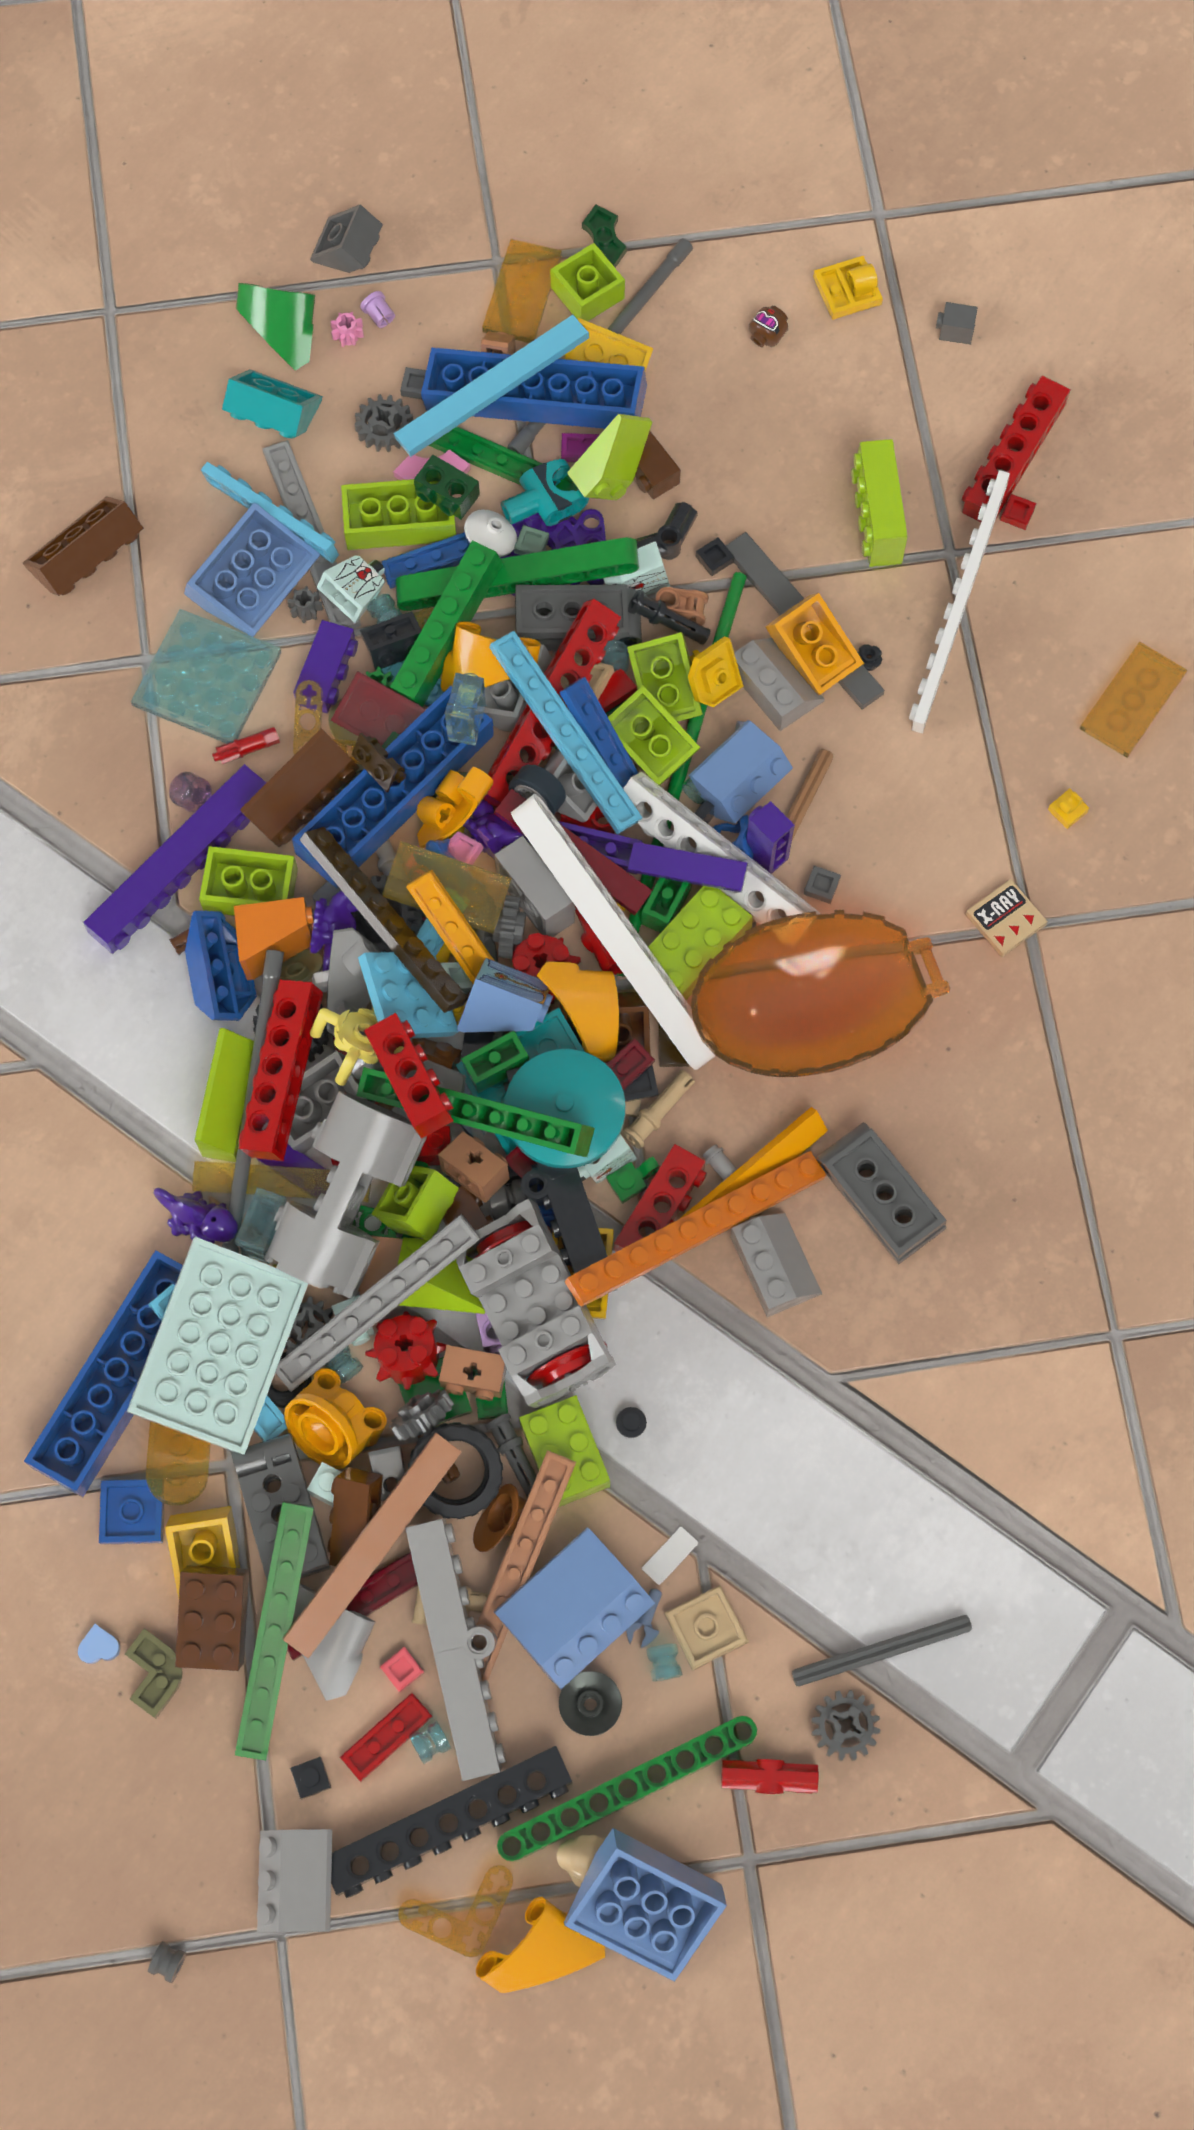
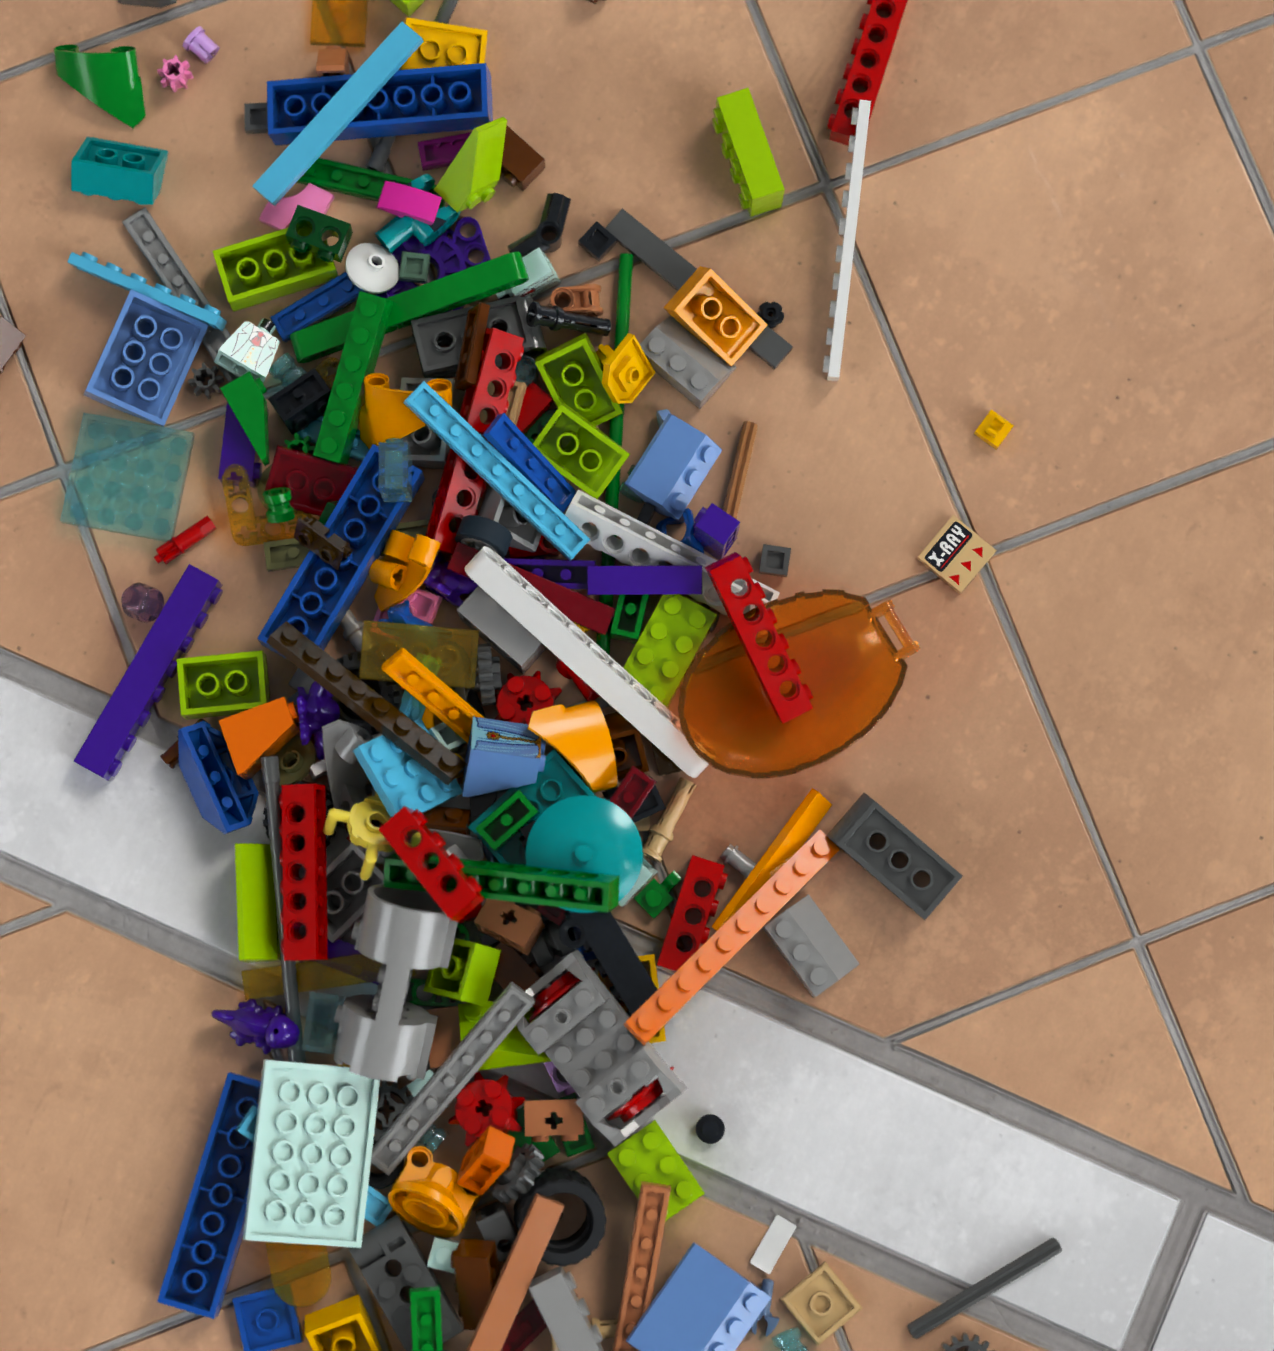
camera: 15 degrees left, 10 degrees up
(300, 788) = (251, 580): reddish brown slope -> none
(340, 633) = (250, 408): none -> green slope
(345, 725) = (278, 504): none -> green wheel
(382, 432) = (229, 176): dark grey gear -> none
(392, 1393) = (485, 1160): none -> orange brick
(499, 1518) = (611, 1252): dark orange piece -> none
(509, 1443) = (604, 1177): dark grey pin -> none
(536, 474) = (409, 201): none -> dark pink slope
(569, 616) = (472, 346): none -> reddish brown tile
(819, 1011) = (722, 575): none -> red brick
(1018, 511) = (884, 127): red tile -> none
(1133, 699) = (1034, 302): clear yellow tile -> none

